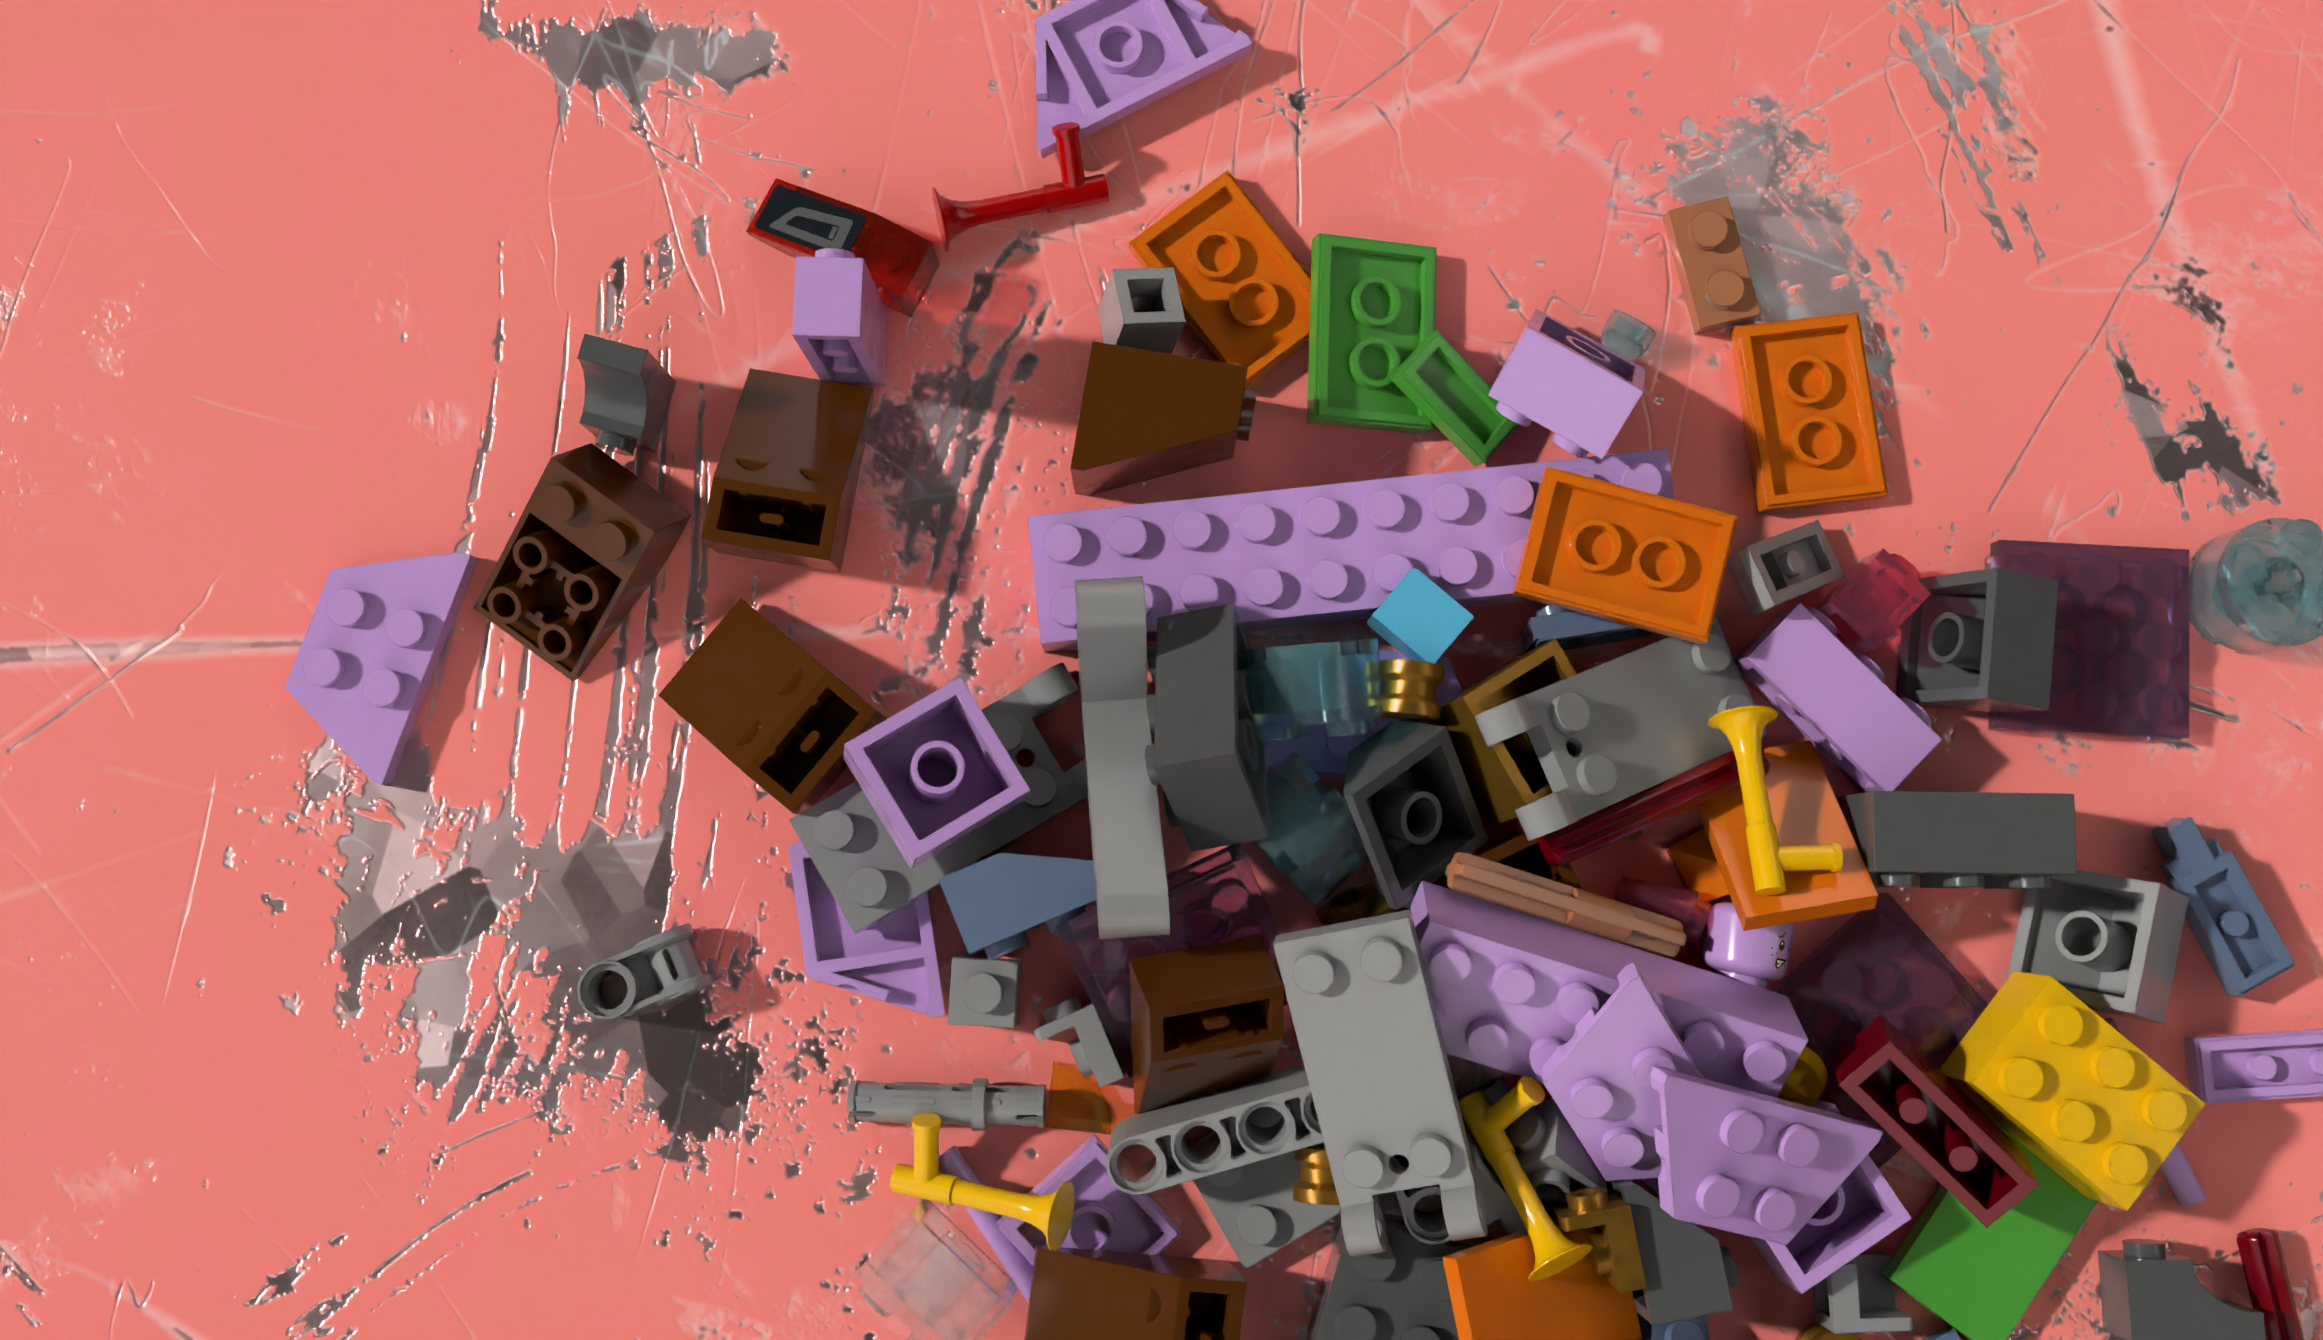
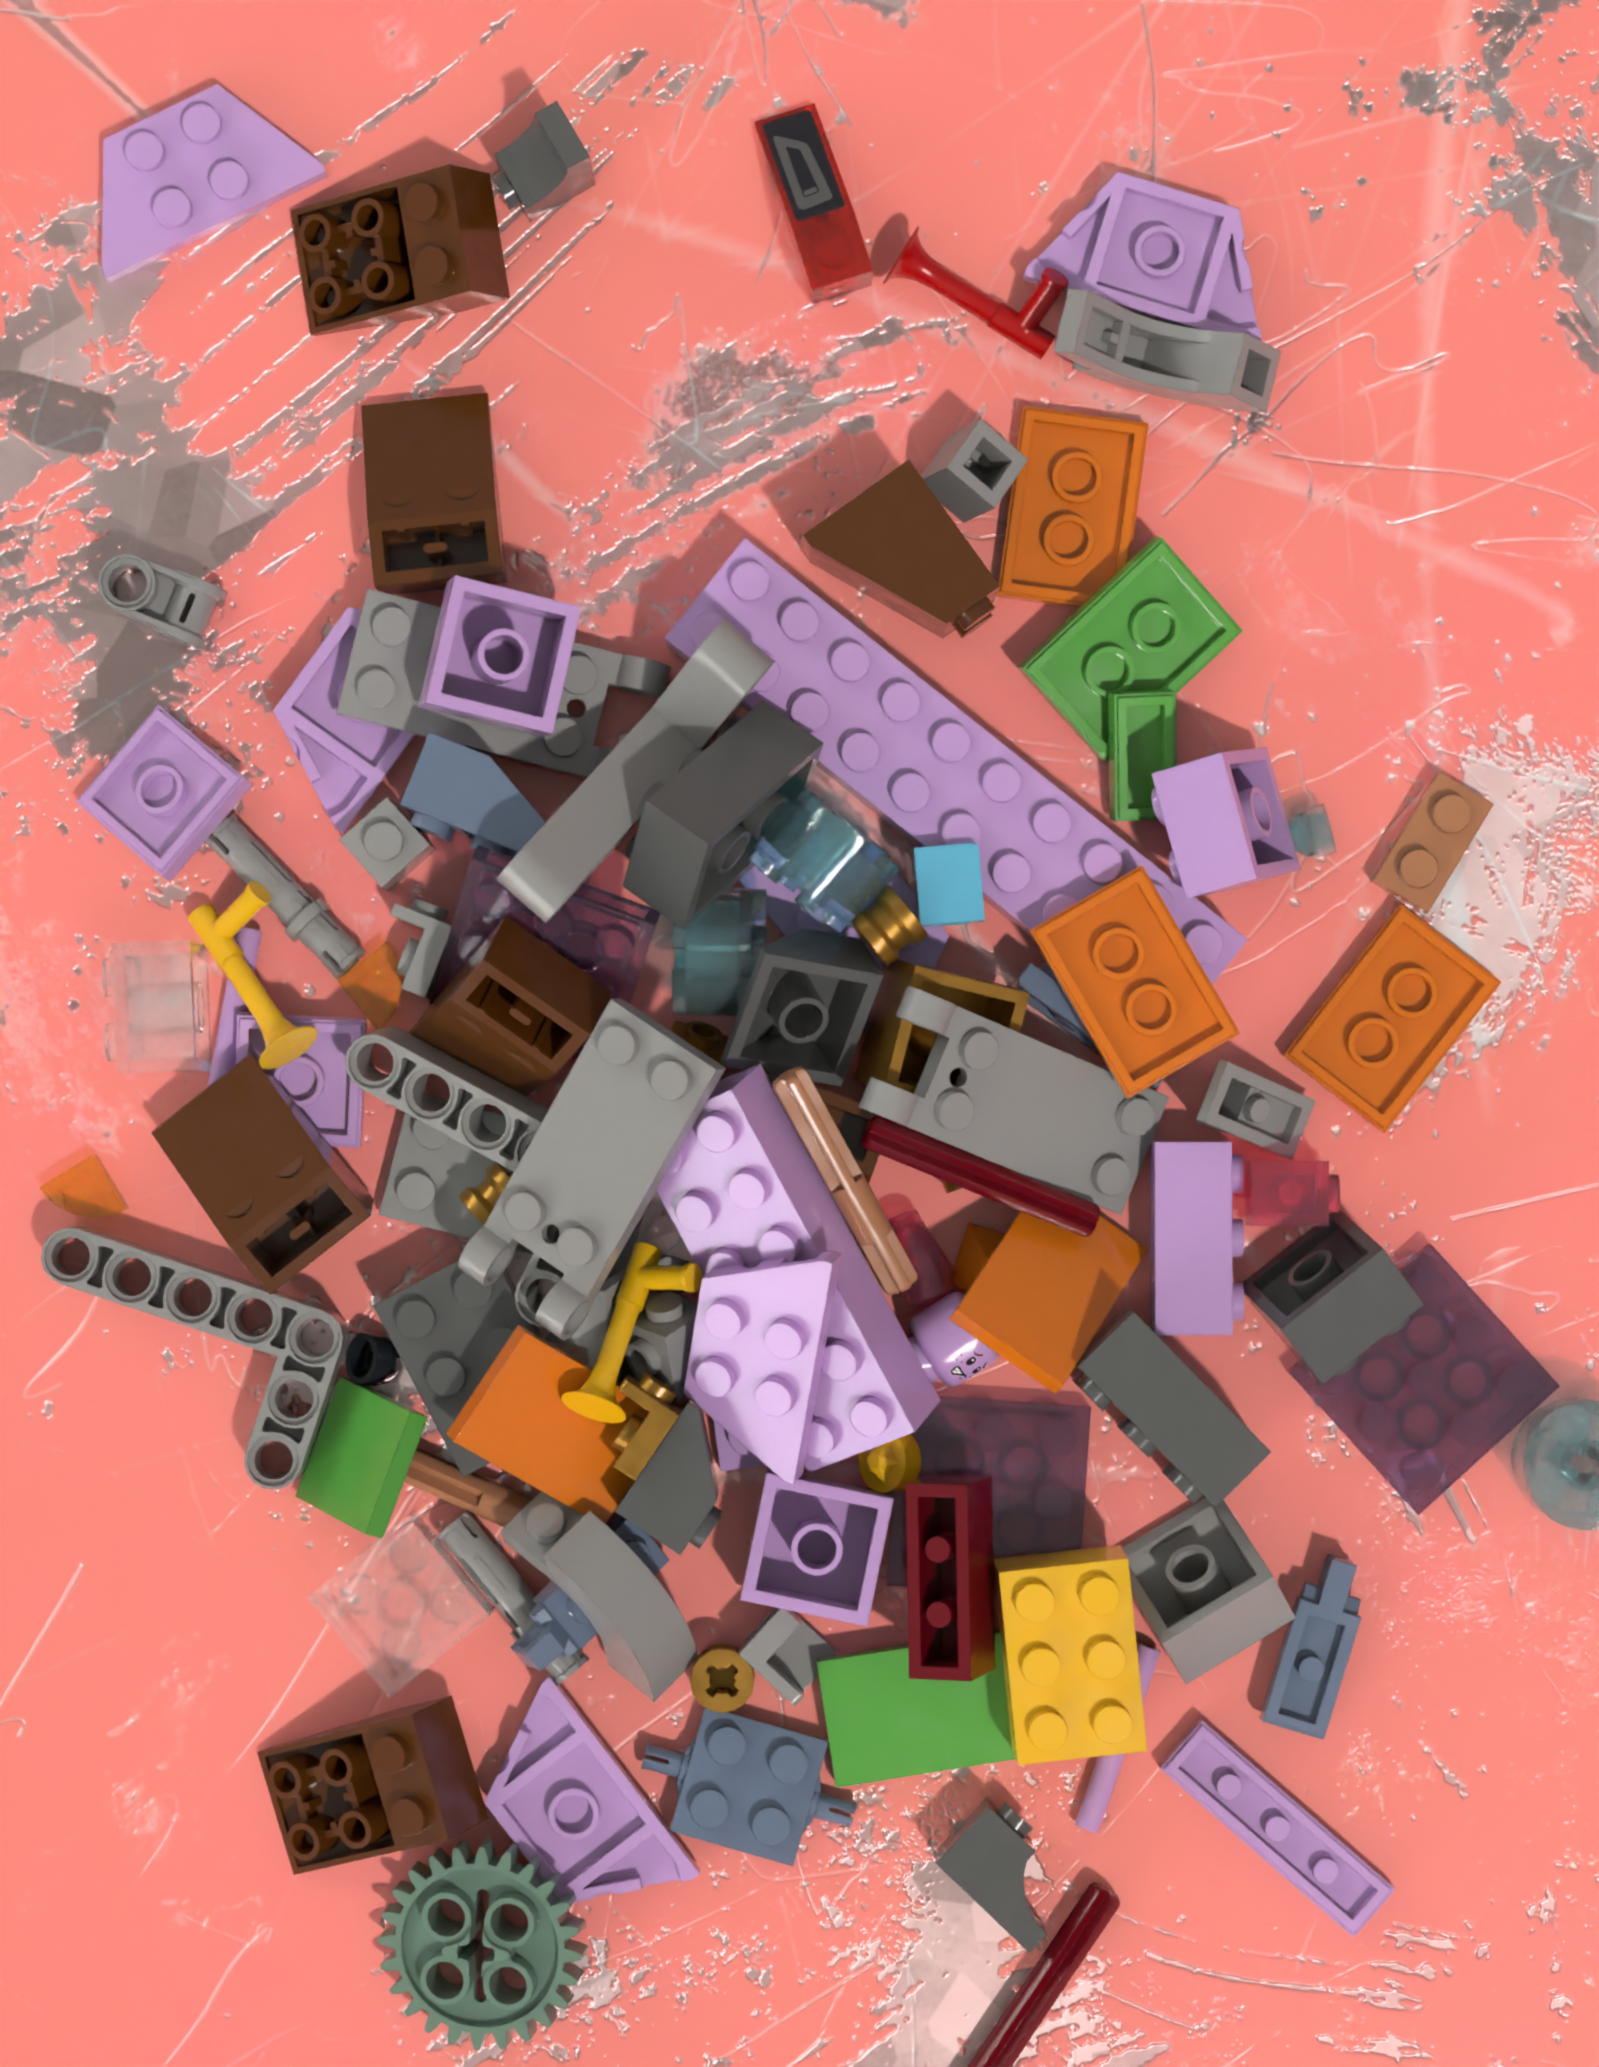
camera: 45 degrees right, 5 degrees up
(785, 1117) = (164, 793): none -> lavender tile
(789, 471) = (613, 334): reddish brown slope -> none
(840, 318) = (749, 265): lavender brick -> none
(1198, 112) = (1165, 358): none -> light grey arch
(1750, 1157) = (793, 1466): lavender wing -> none
(1768, 860) = (1015, 1286): yellow piece -> none

